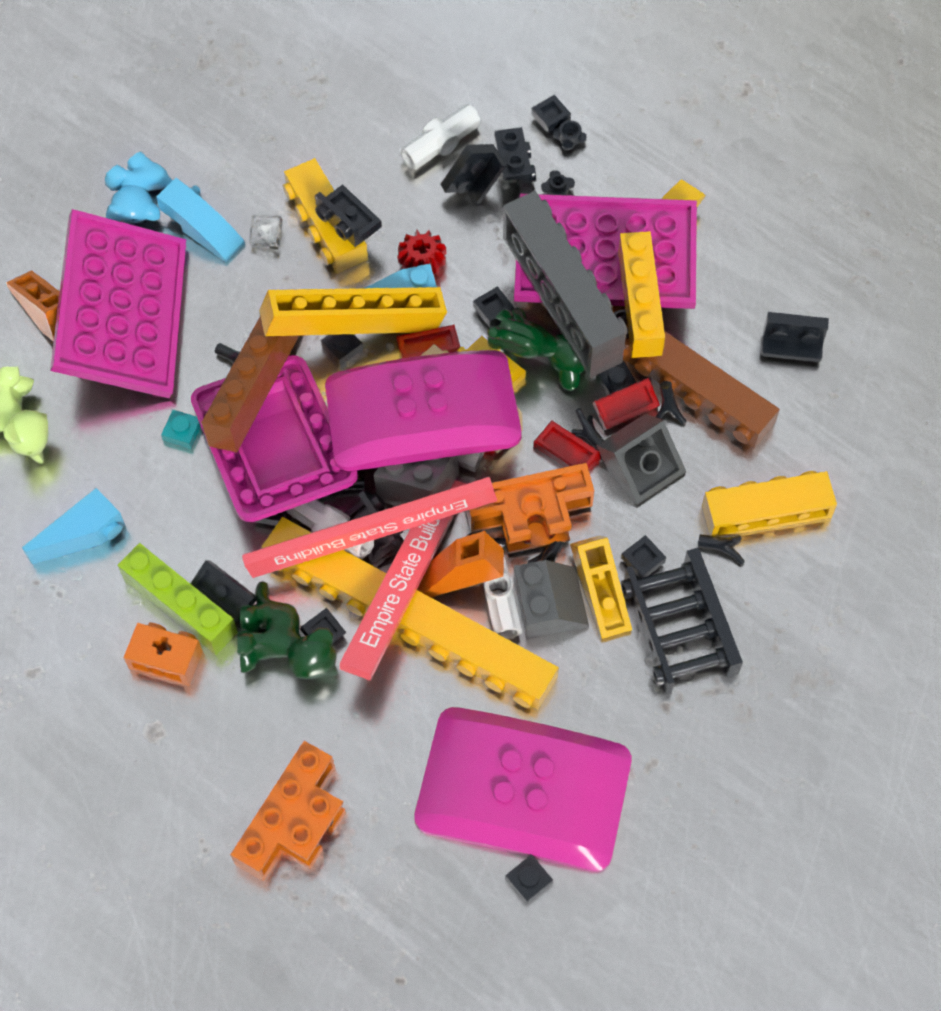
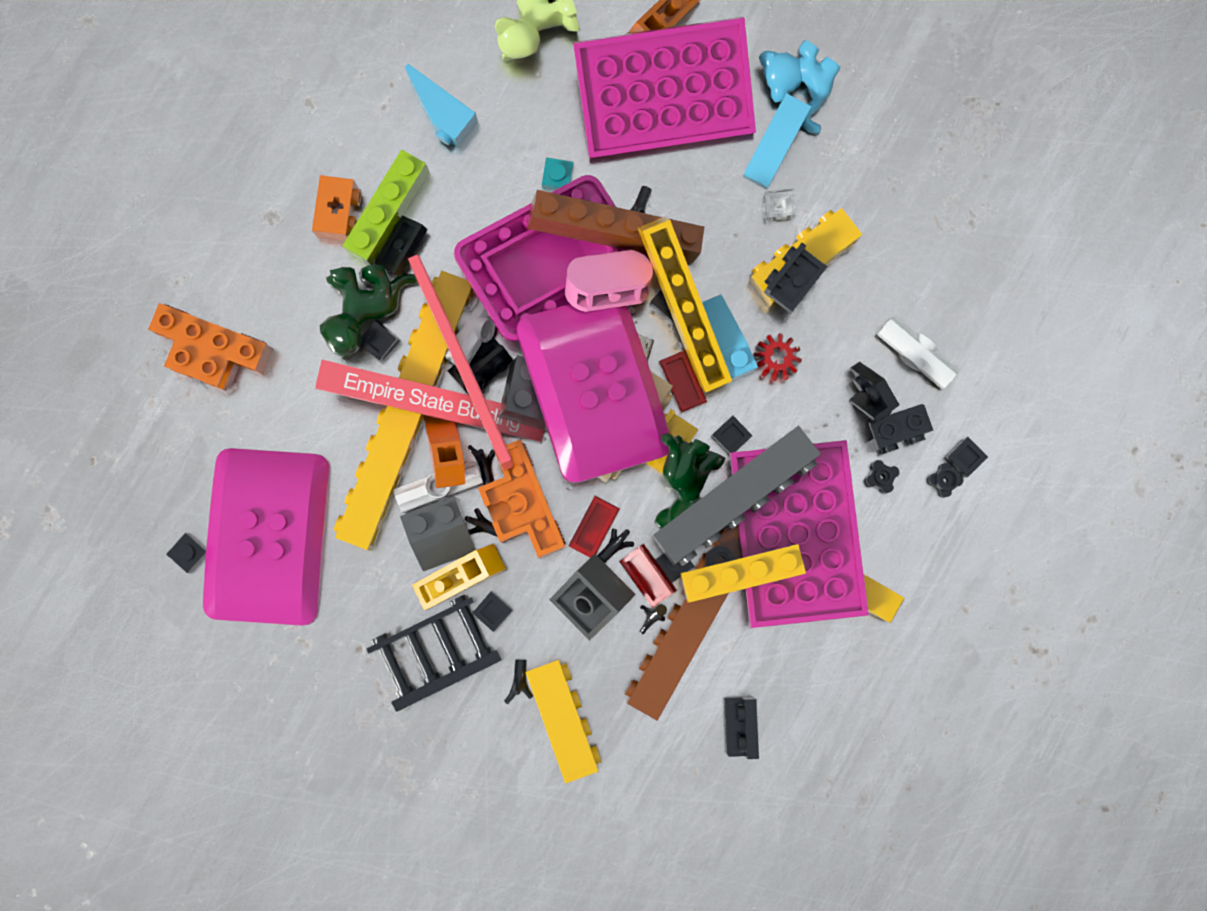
camera: 80 degrees right, 20 degrees up
(312, 378) = (608, 280): none -> bright pink brick

